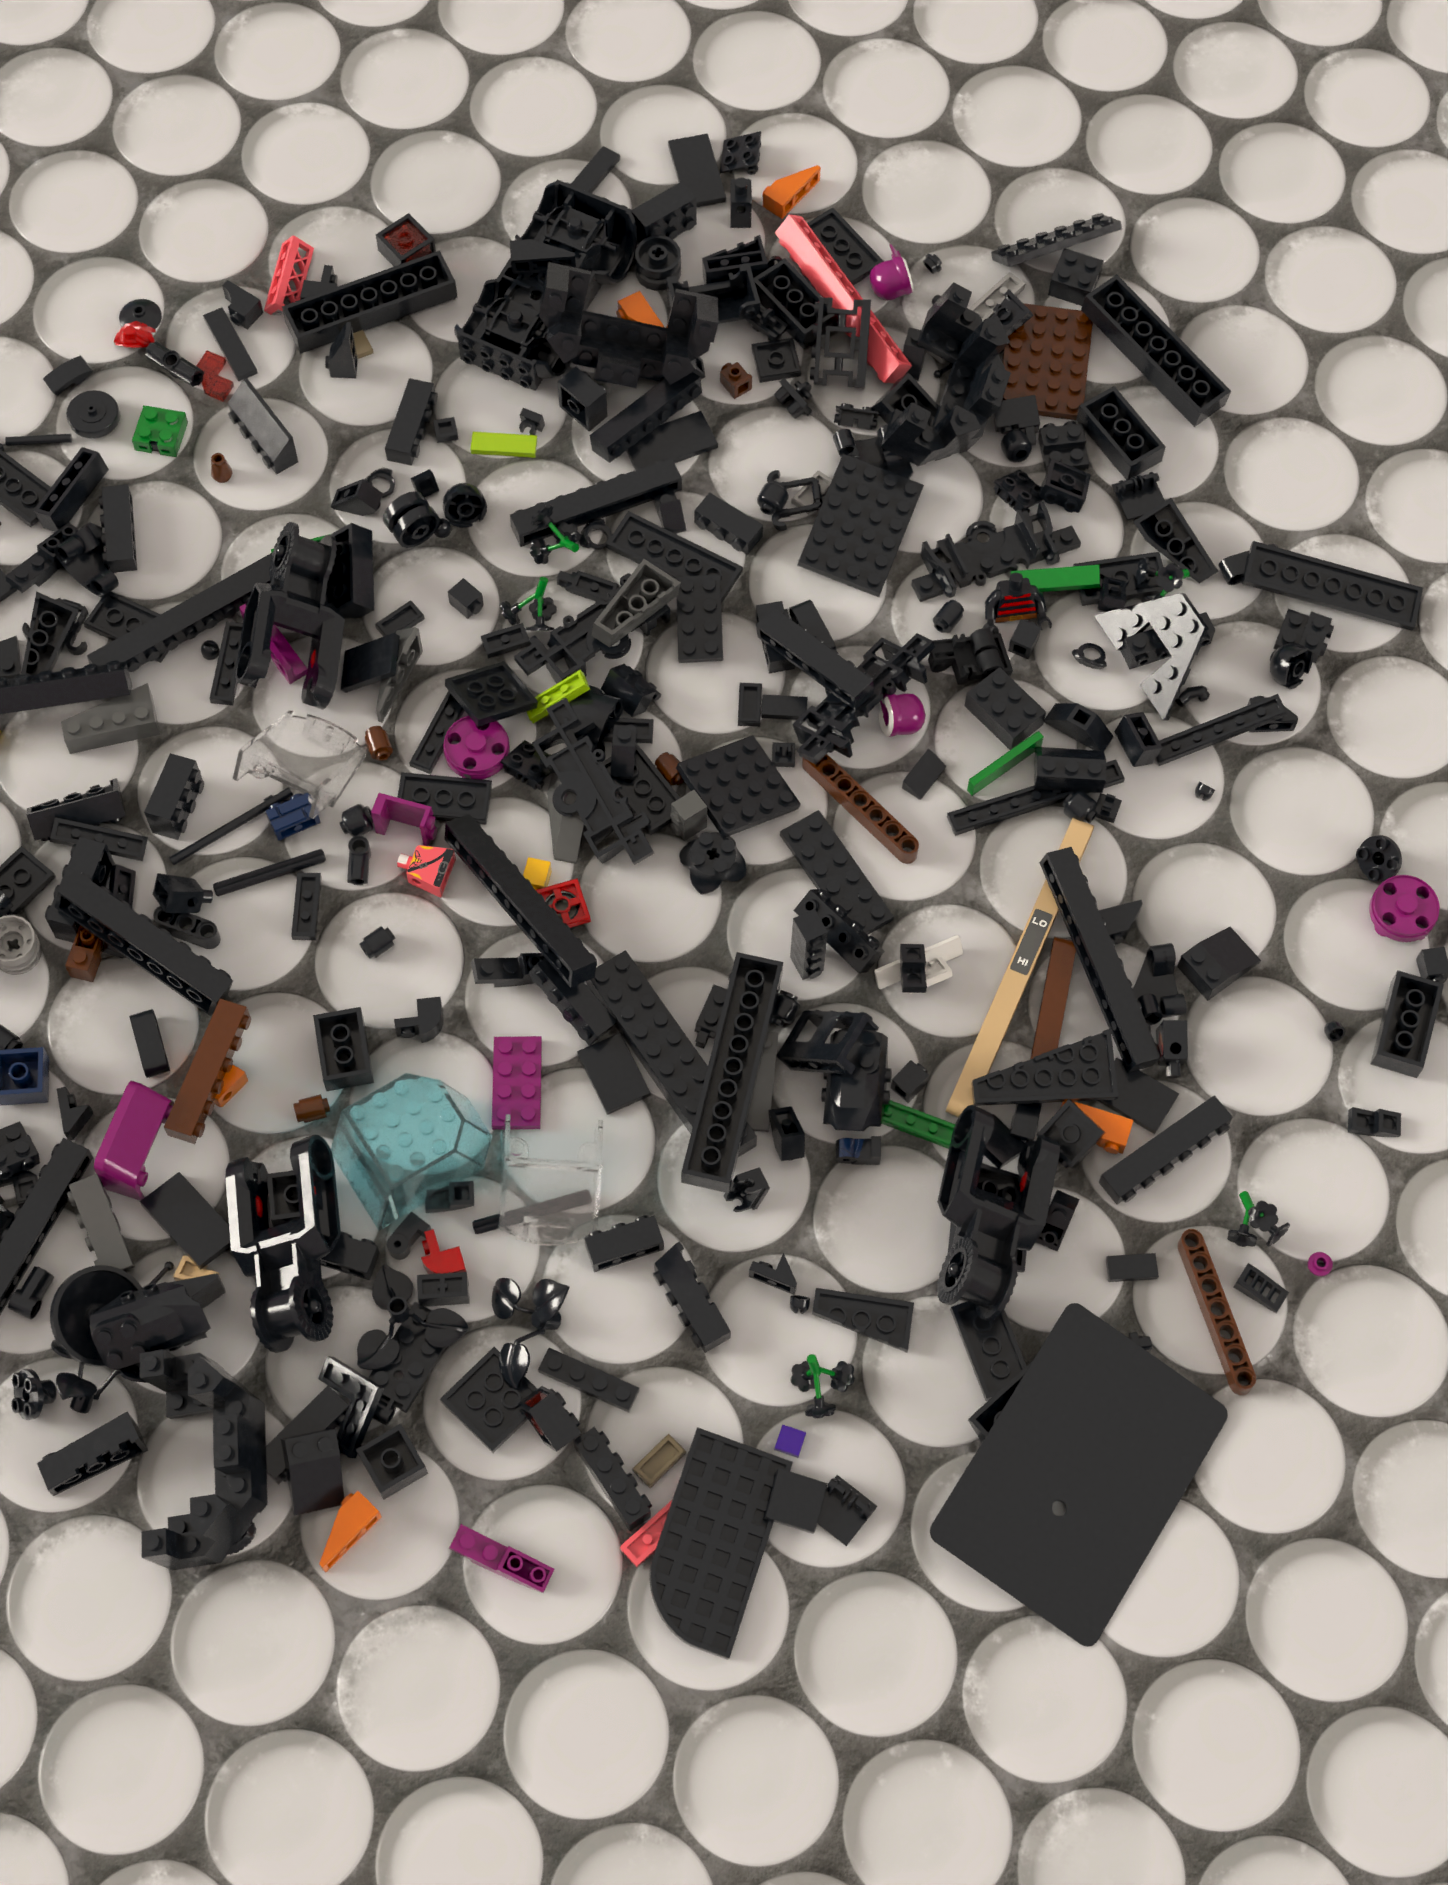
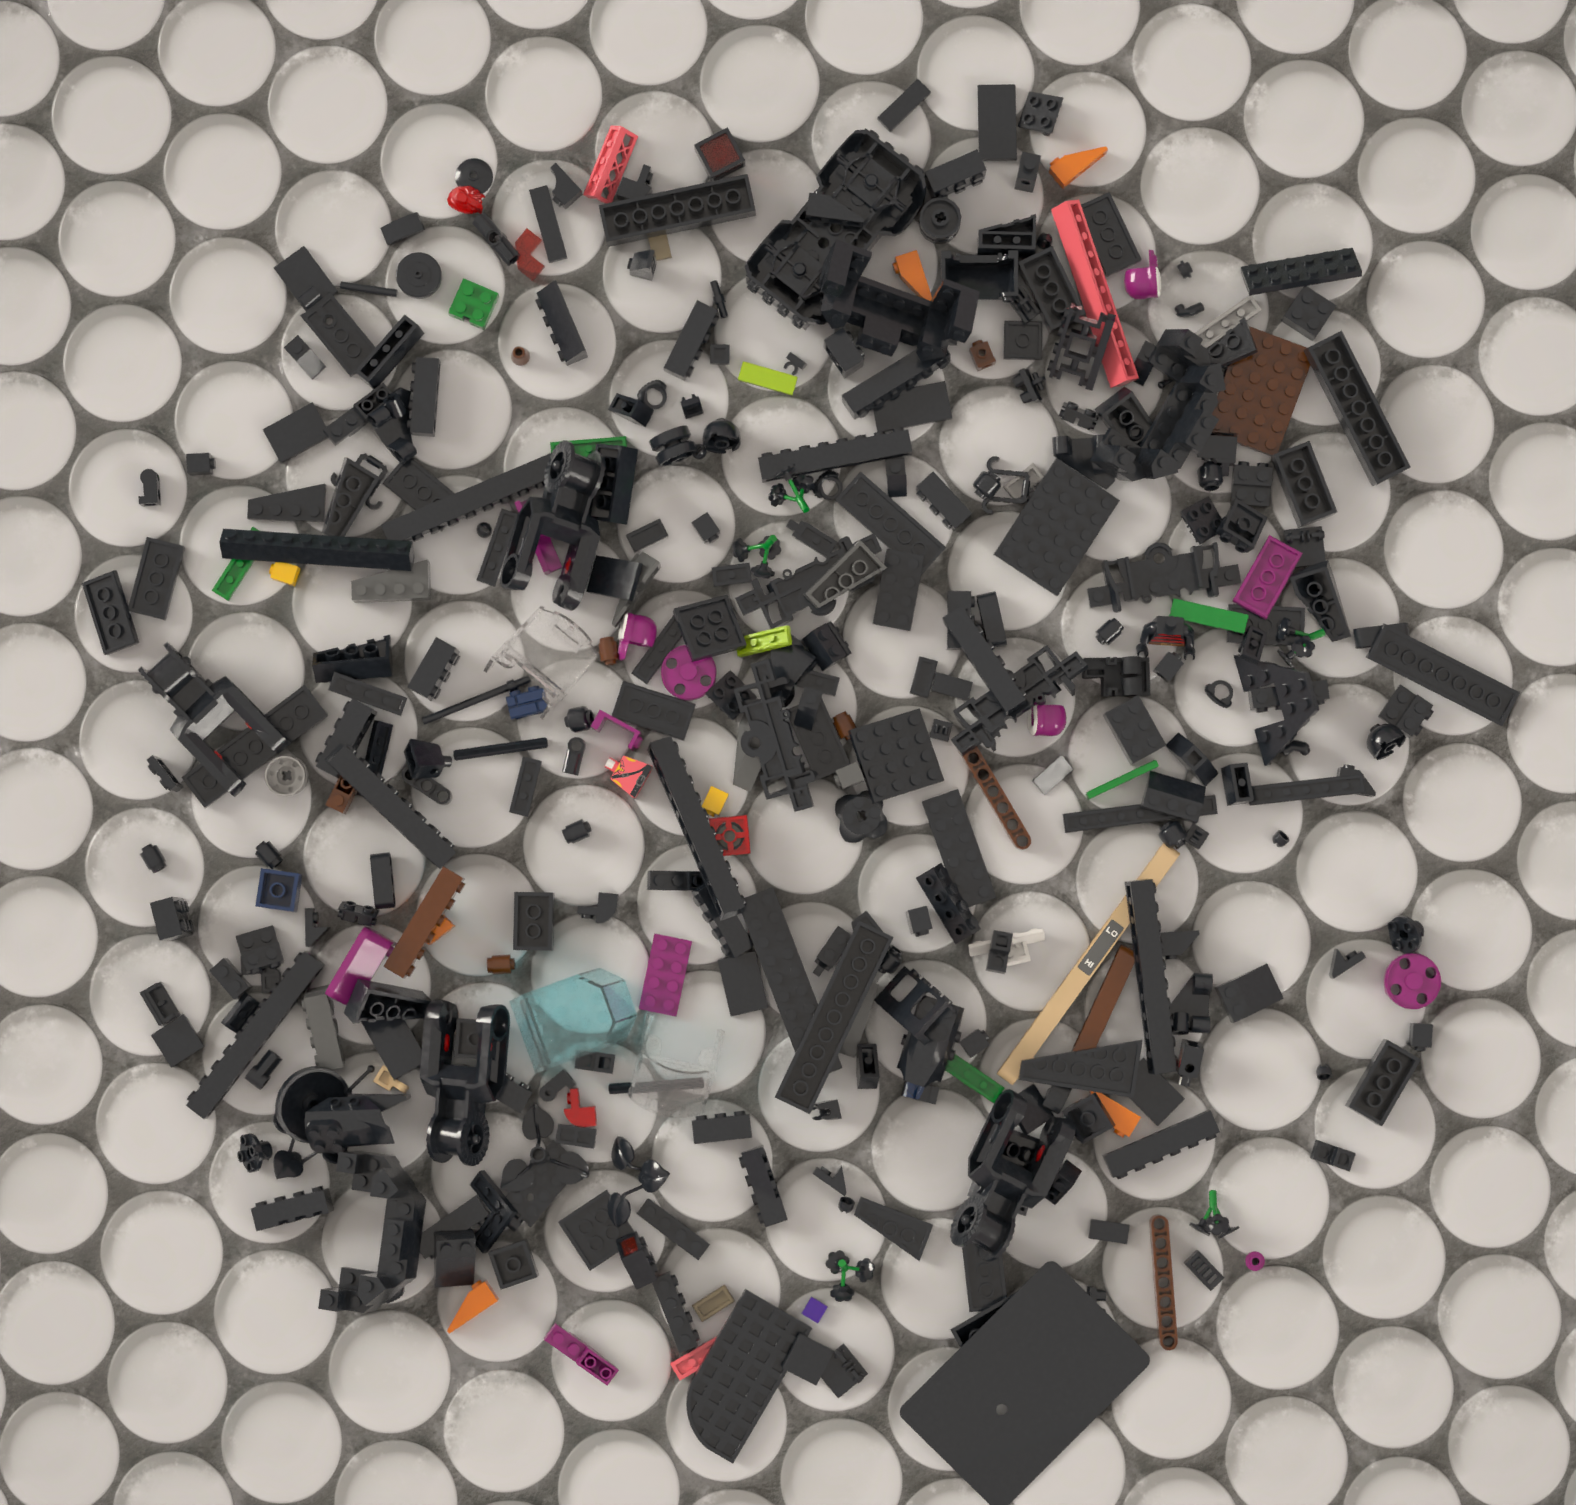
camera: 15 degrees right, 20 degrees up
(114, 1087) = (350, 910): none -> black hinge
(164, 1167) = (386, 1002): none -> black wedge
(407, 716) = (637, 631): none -> magenta piece
(433, 377) = (719, 299): none -> black bar
(1108, 530) = (1267, 577): none -> magenta tile
(1316, 906) = (1340, 965): none -> black slope

